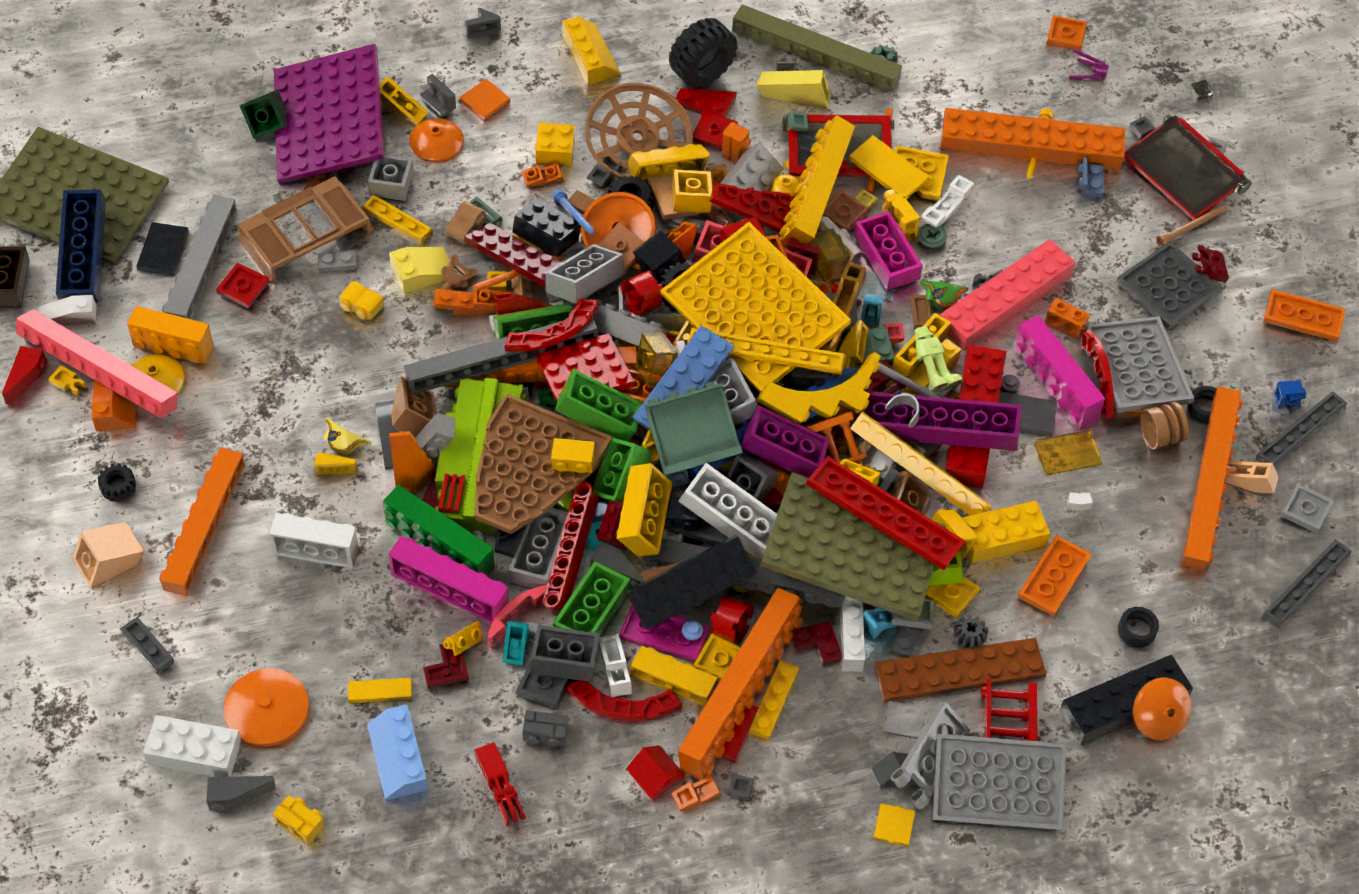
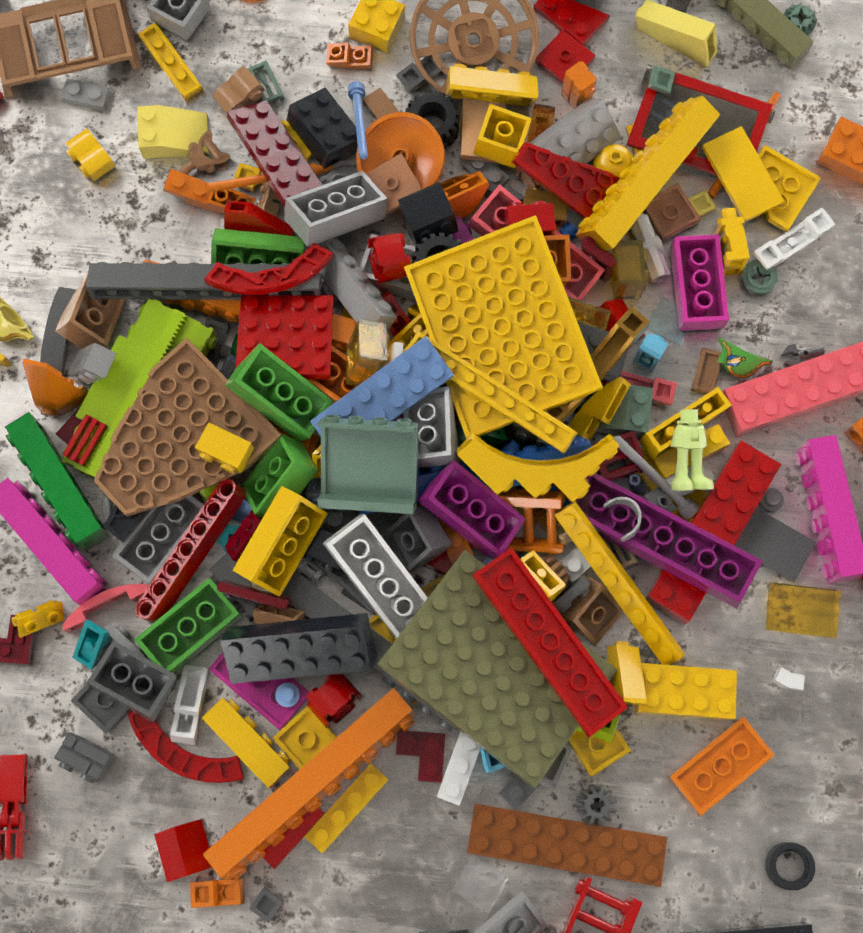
camera: 20 degrees right, 20 degrees up
(637, 560) = (254, 594): none -> dark red tile

